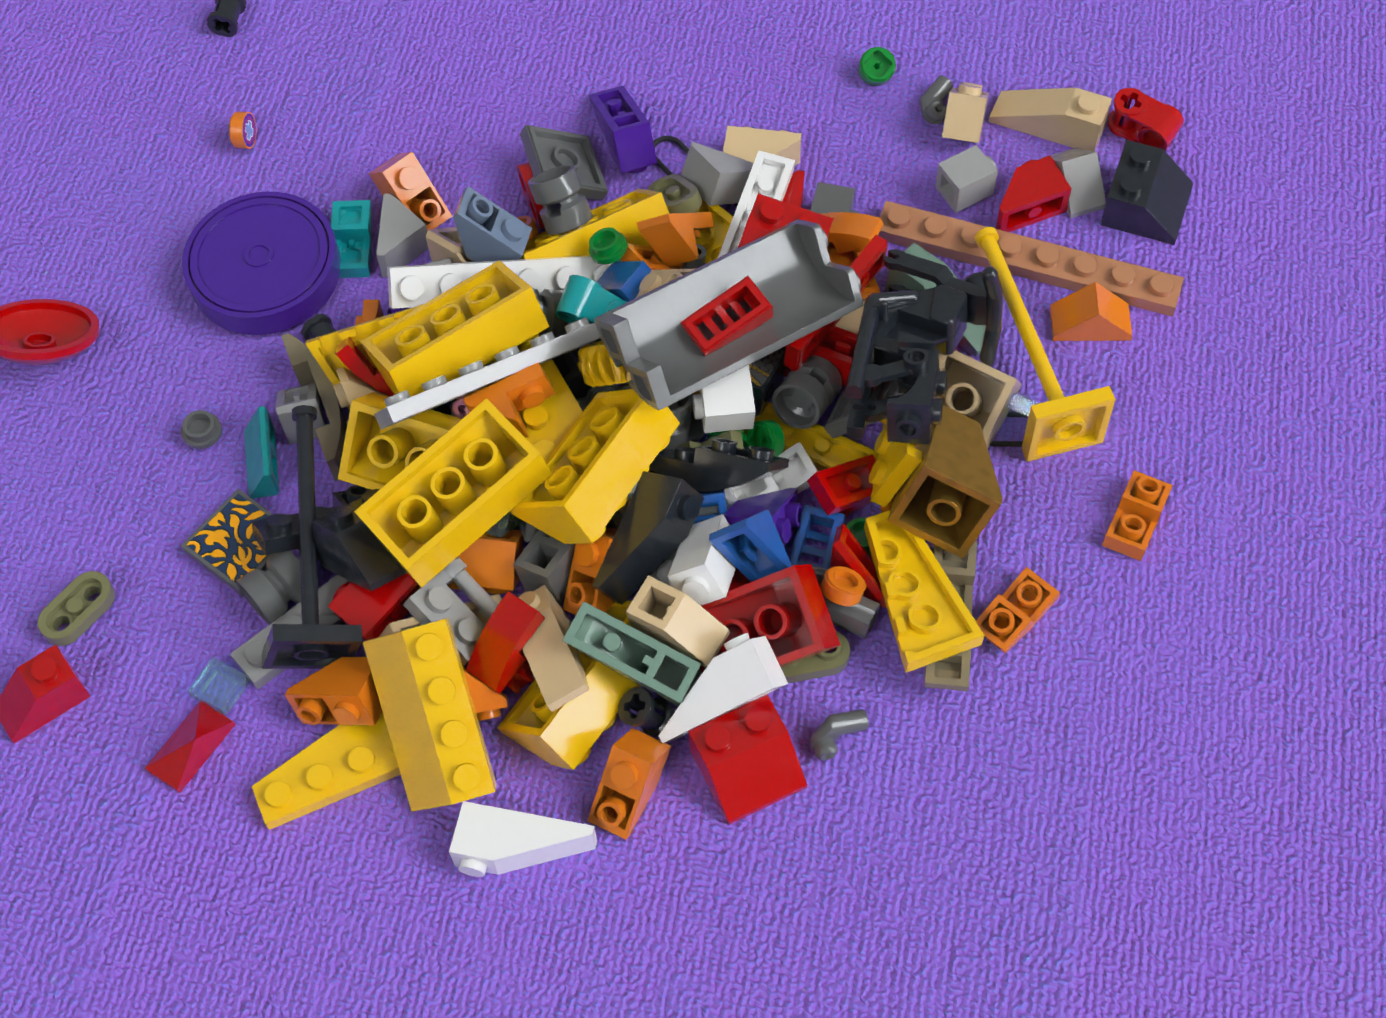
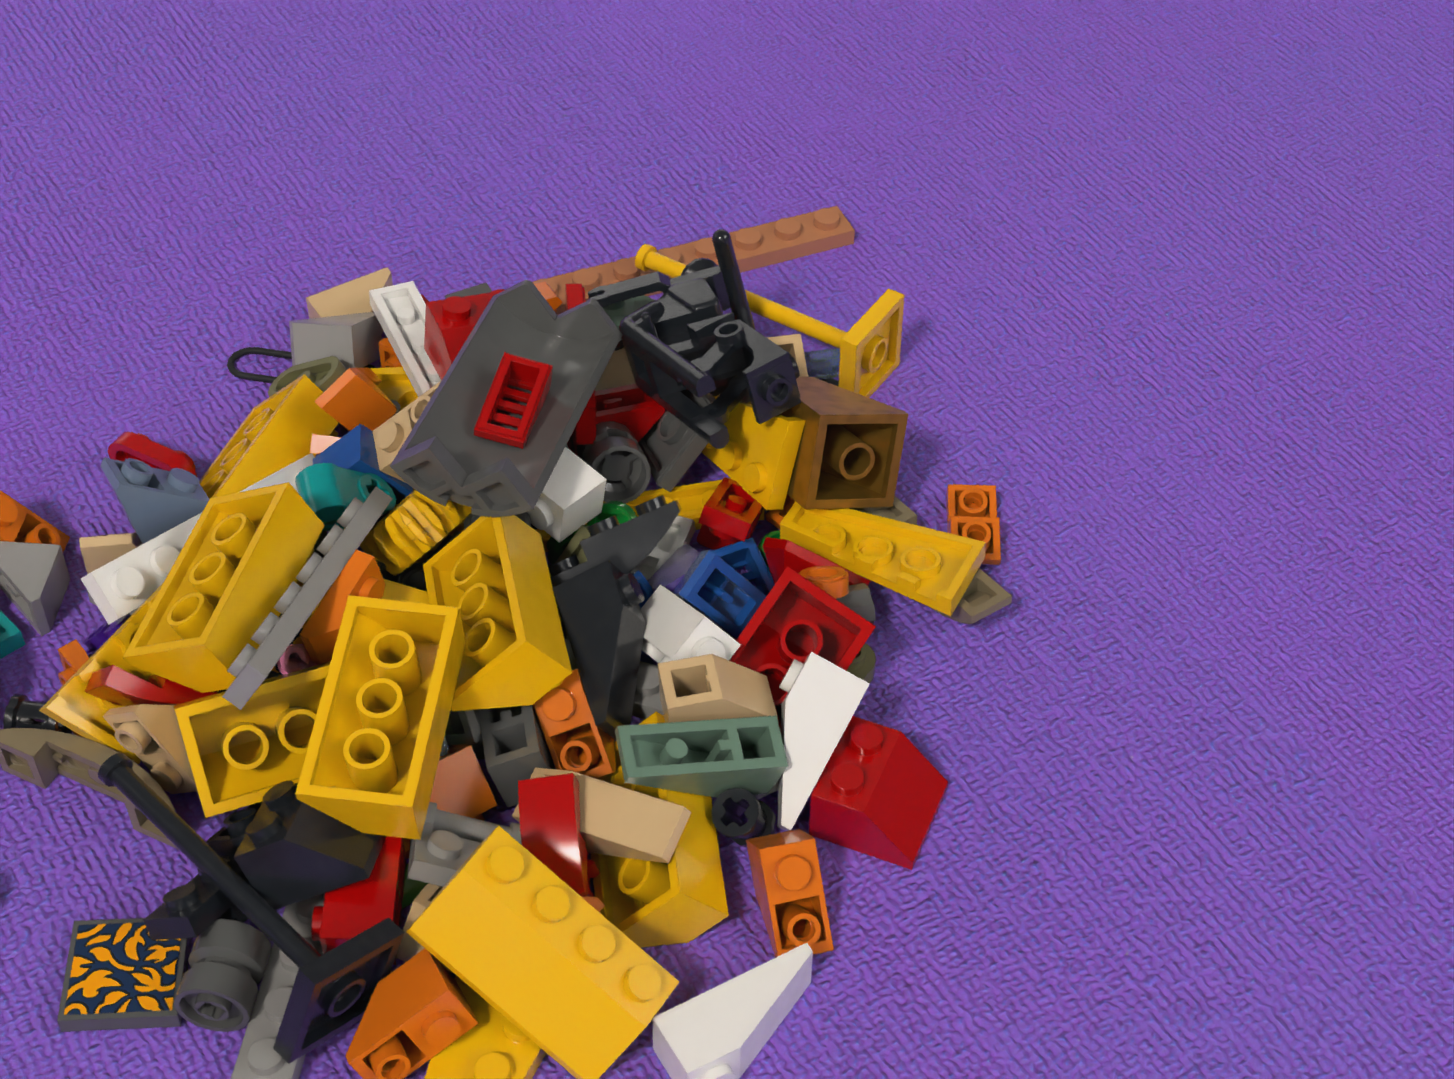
camera: 45 degrees left, 15 degrees down
(261, 455) = (68, 872): teal slope -> none
(297, 396) = (78, 804): light grey slope -> none
(555, 148) = (158, 418): dark grey tile -> none
(559, 196) = (188, 424): dark grey wheel -> none
(607, 246) = (298, 443): green plate -> none
(624, 129) = (194, 360): dark purple slope -> none
(832, 728) = (923, 718): dark grey arm -> none
(876, 66) = (394, 191): green tile -> none
(931, 101) = (475, 194): dark grey arm -> none
(965, 112) = (520, 180): tan slope -> none
(966, 178) = (575, 228): light grey brick -> none
(1033, 195) = (646, 209): red slope -> none
(1055, 114) = (605, 144): tan slope -> none
(1084, 176) = (668, 184): light grey slope -> none
(1090, 316) = (790, 274): orange slope -> none
(1137, 515) = (988, 395): orange slope -> none
(1147, 121) = (682, 112): red piece -> none
(1147, 194) = (737, 164): black slope -> none

